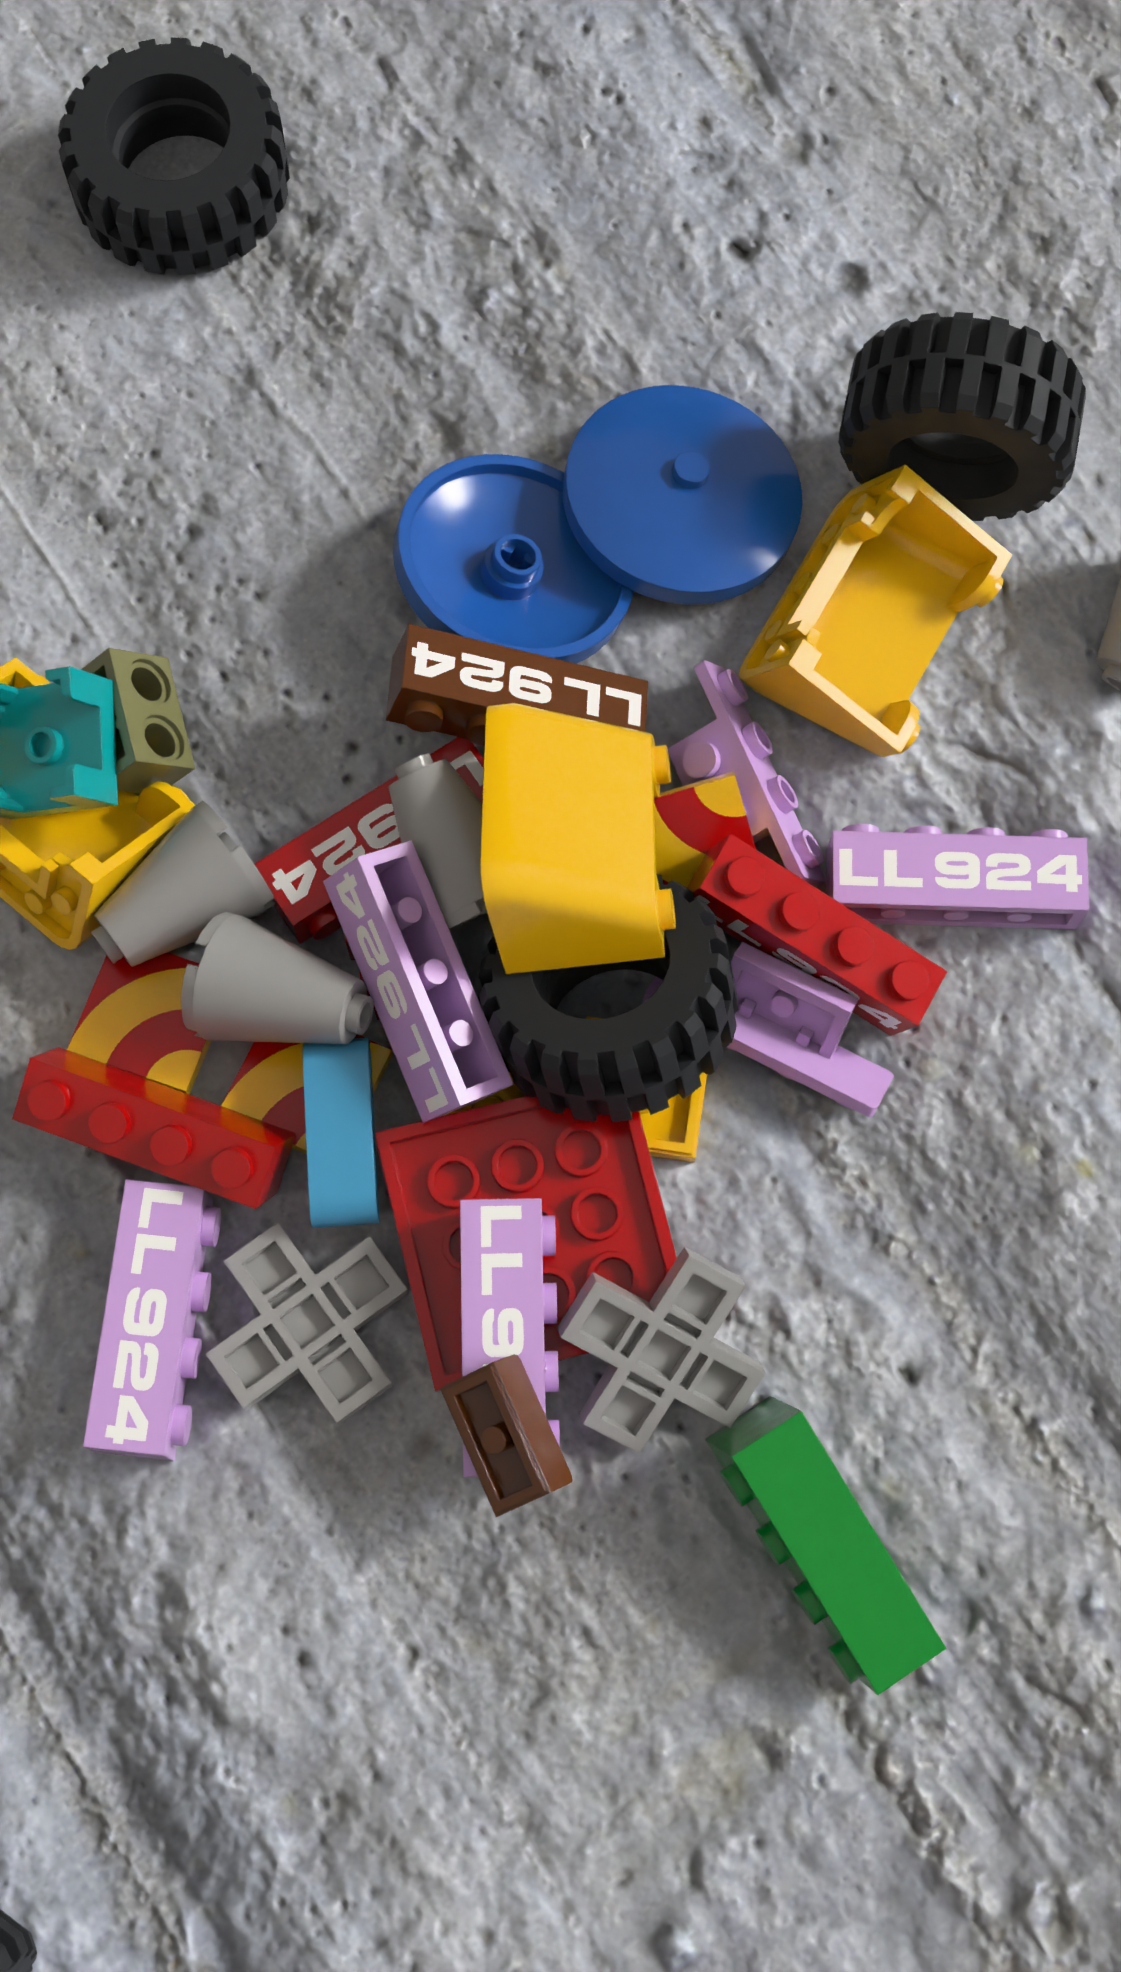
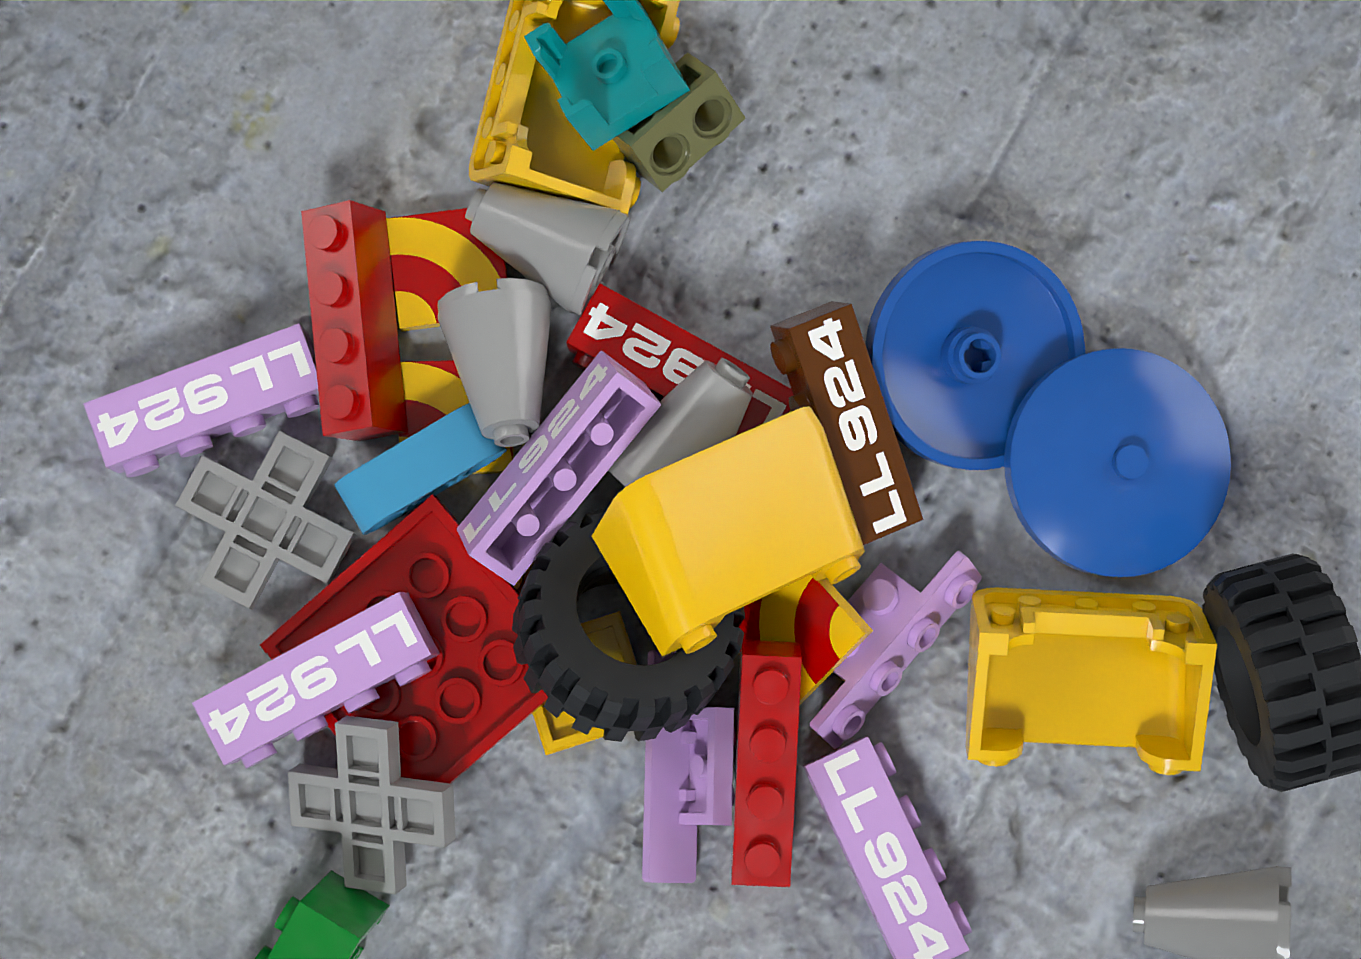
camera: 65 degrees right, 10 degrees up
(506, 1434) = (237, 721): reddish brown slope -> none

